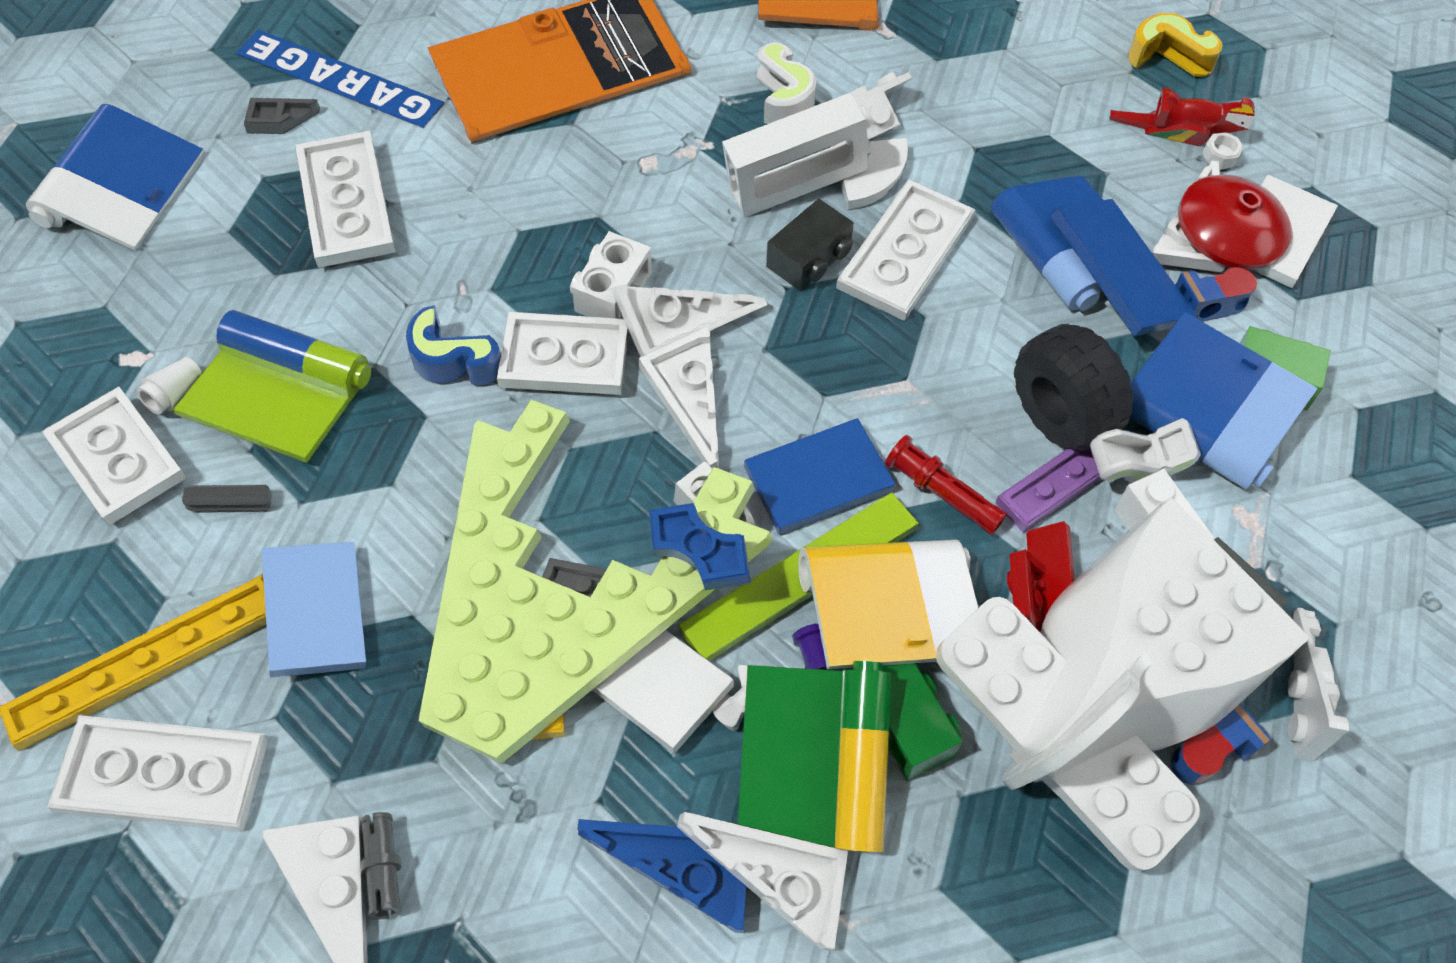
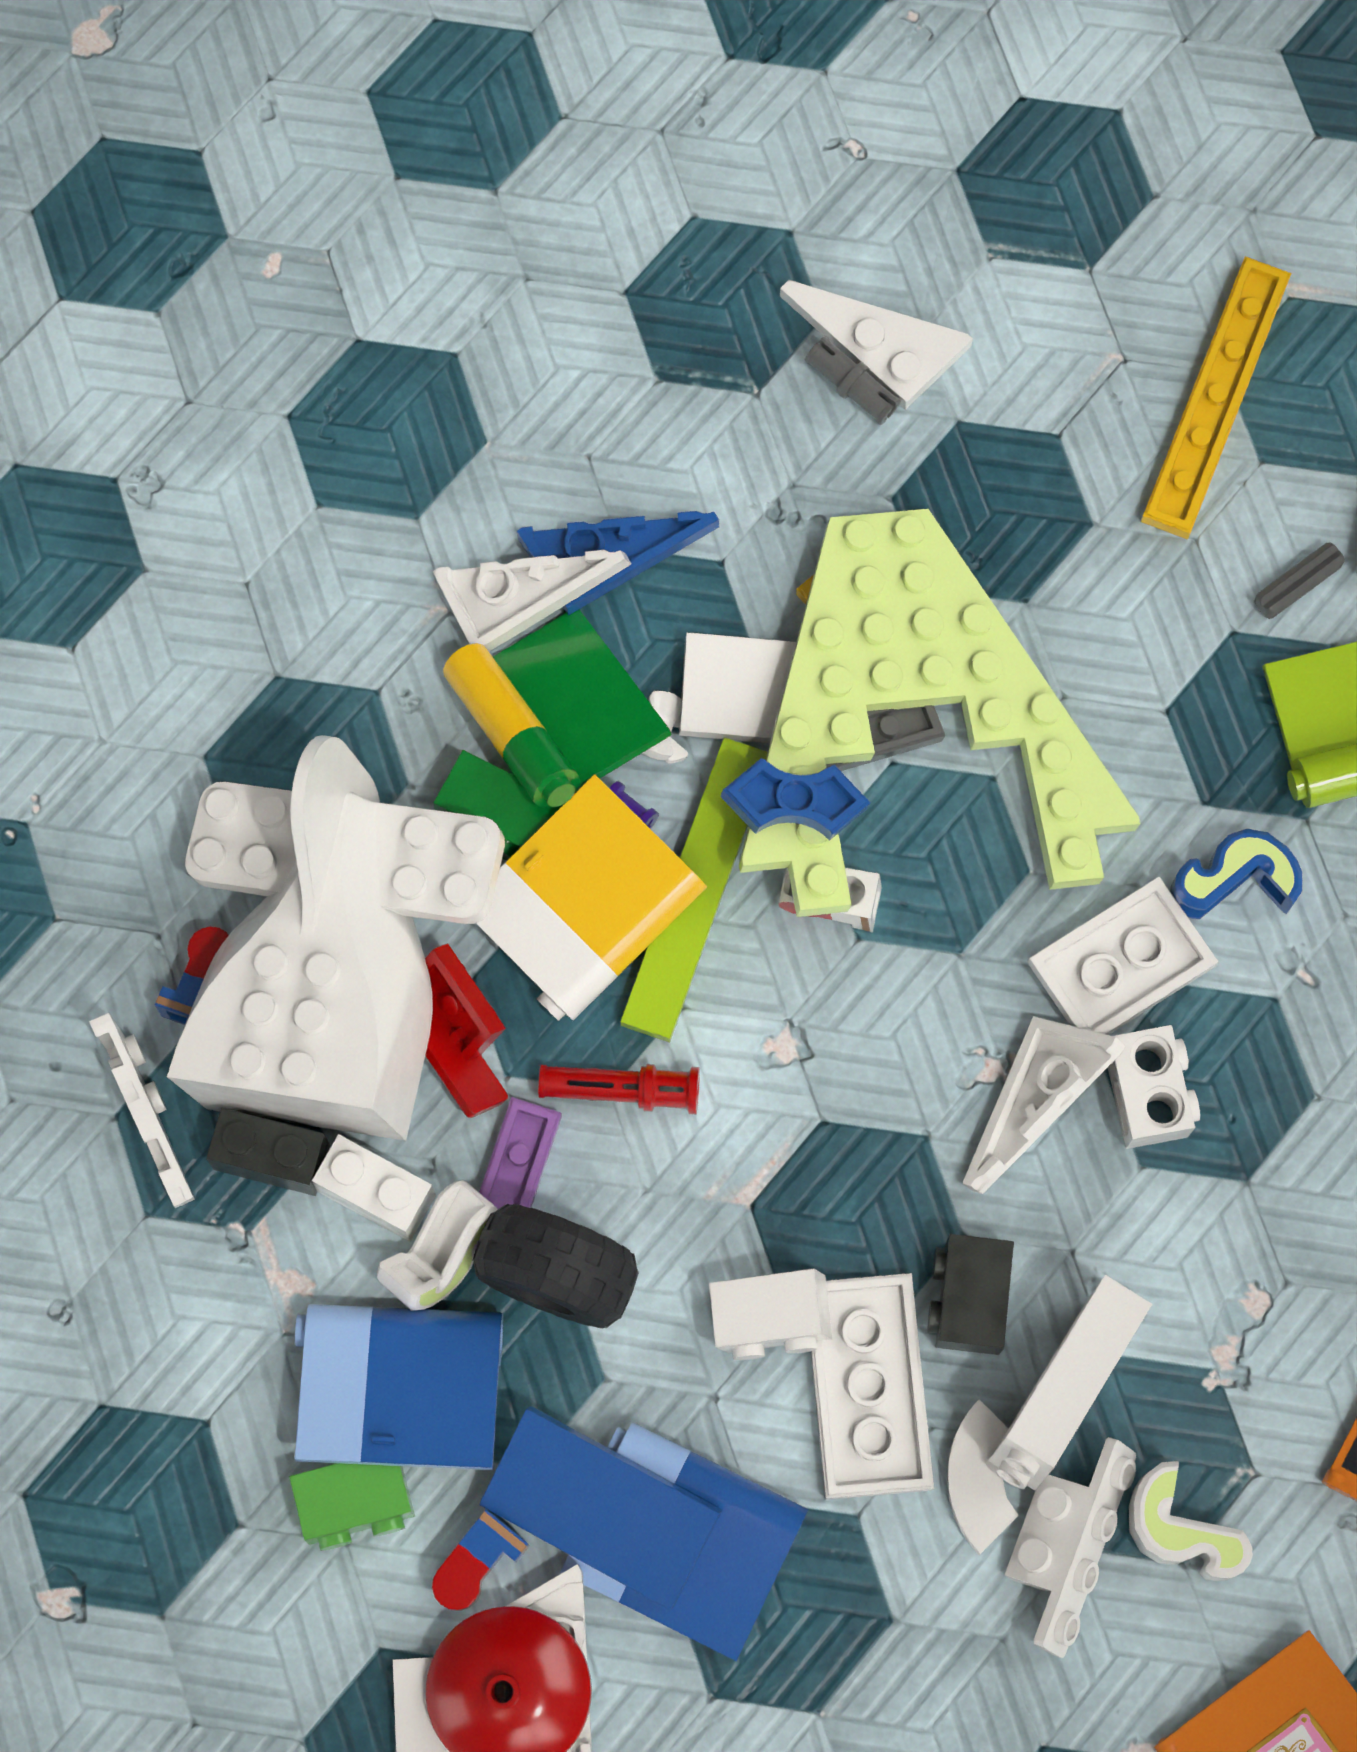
camera: 145 degrees right, 15 degrees up
(159, 773) = (1105, 325): white tile -> none
(312, 609) = (1113, 535): light blue tile -> none
(684, 382) = (968, 1015): white wing -> none
(818, 476) = (757, 1012): blue tile -> none
(943, 301) = (770, 1312): none -> white brick

